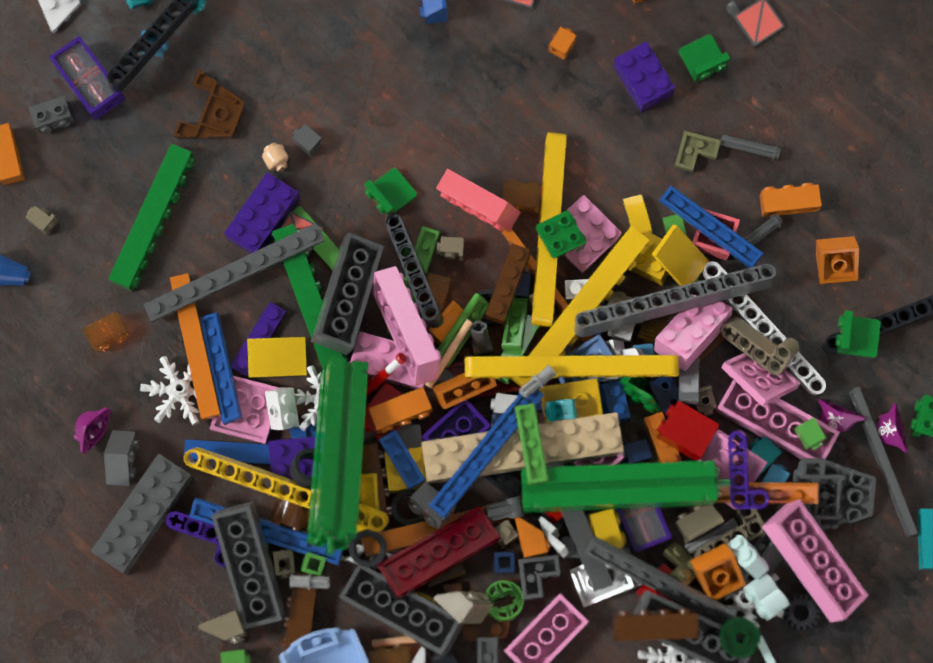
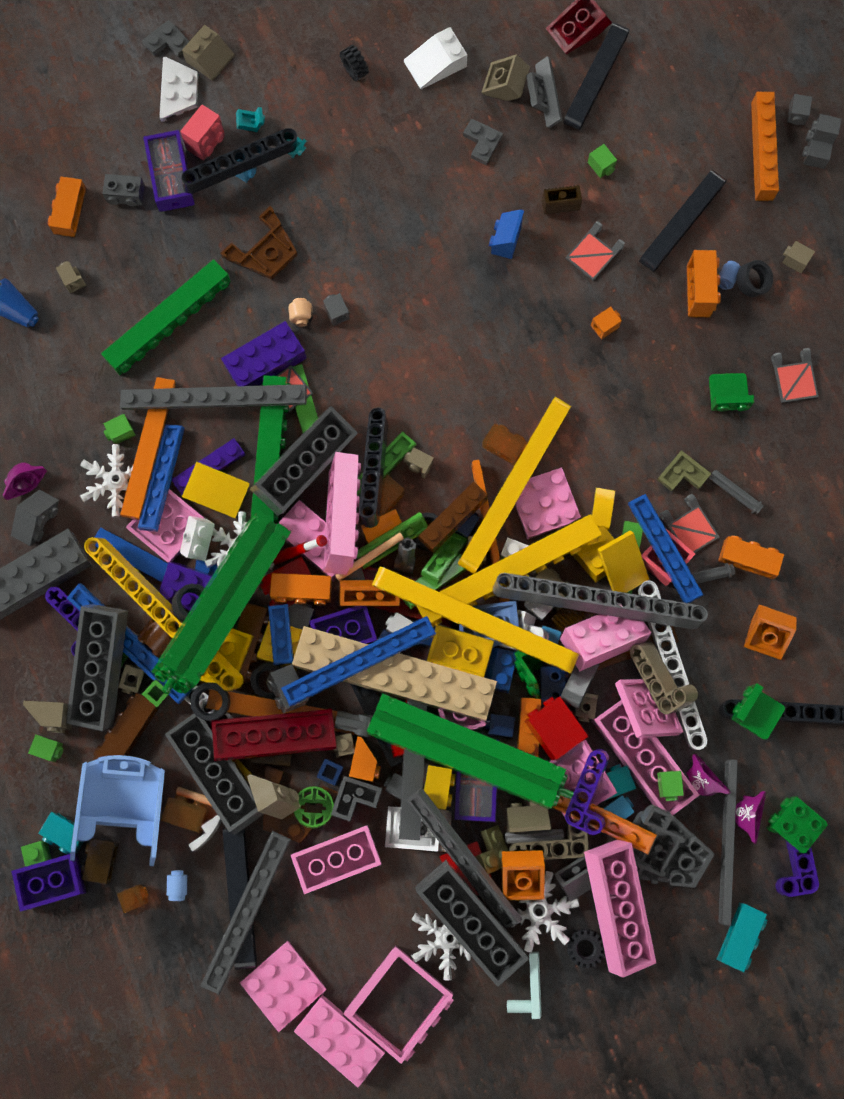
camera: 20 degrees right, 0 degrees up
(102, 28) = (202, 132): none -> coral brick
(106, 332) = (77, 400): clear orange brick -> none
(158, 342) = (118, 429): none -> bright green brick
(309, 581) = (144, 707): light grey axle -> none
(390, 192) = (387, 388): green bracket -> none
(477, 201) = (460, 430): coral brick -> none
(531, 444) = (401, 675): bright green tile -> none
(537, 381) = (435, 619): light grey axle -> none
(552, 535) = (384, 767): white slope -> none
(560, 410) = (445, 655): teal bracket -> none
(561, 234) = (523, 494): green bracket -> none
(643, 76) = (666, 385): dark purple brick -> none
(655, 626) = (438, 901): reddish brown brick -> none
(725, 197) = (692, 527): none -> coral flag
(729, 632) = (521, 957): dark green plate -> none
(748, 556) = (558, 873): light aqua brick -> none
(766, 596) = (558, 919): light aqua brick -> none

